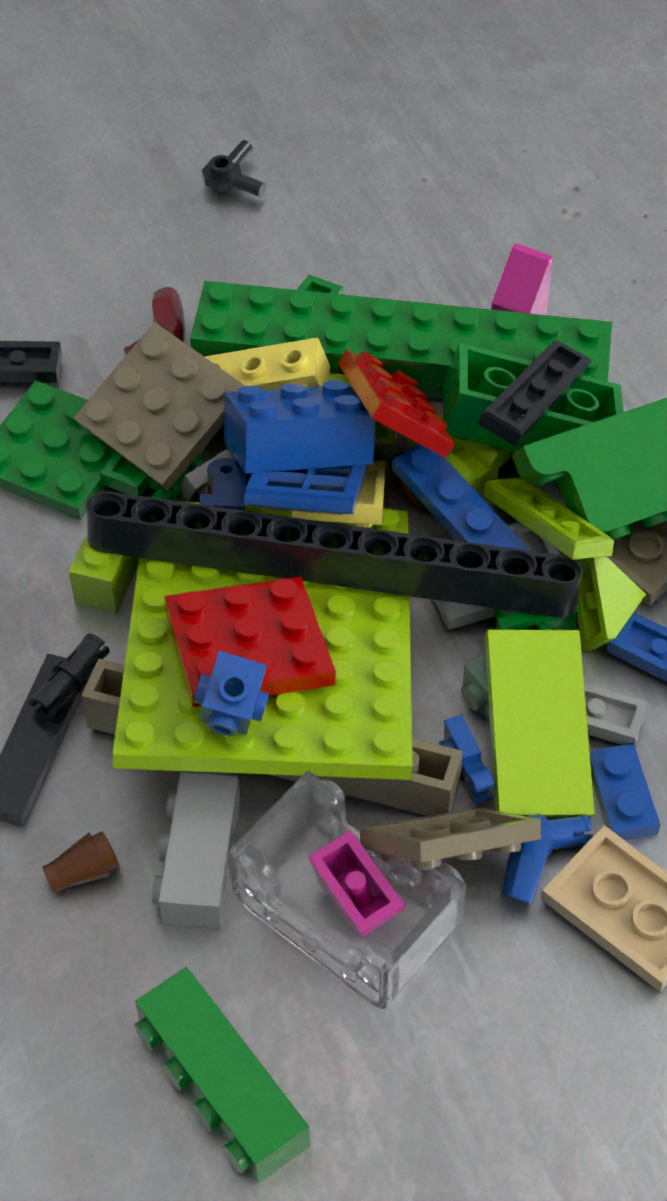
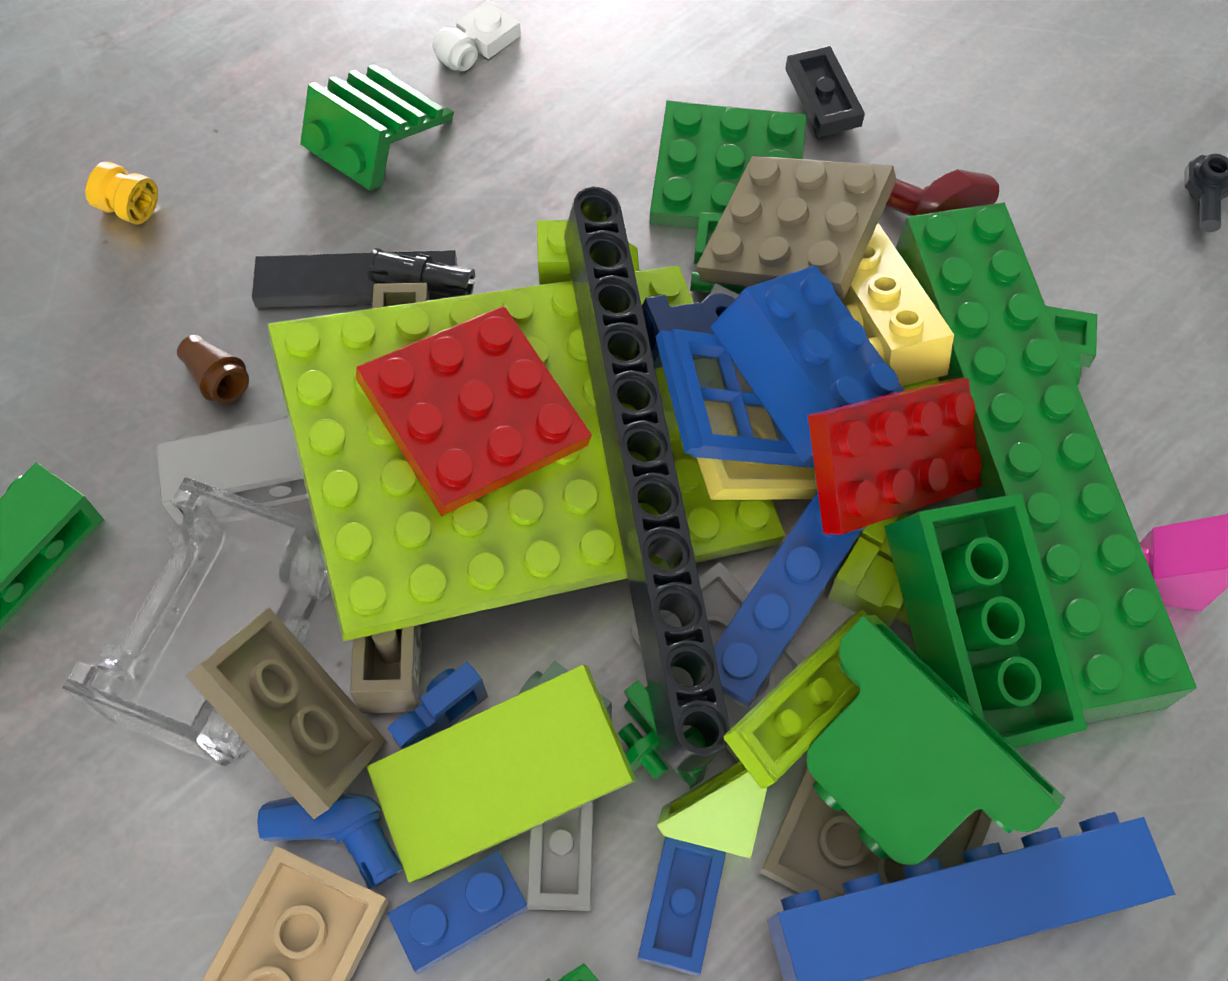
camera: 70 degrees right, 10 degrees up
(232, 694) = (346, 399): blue brick -> none
(355, 884) = (195, 626): dark pink slope -> none
(534, 392) = (980, 610): black tile -> none

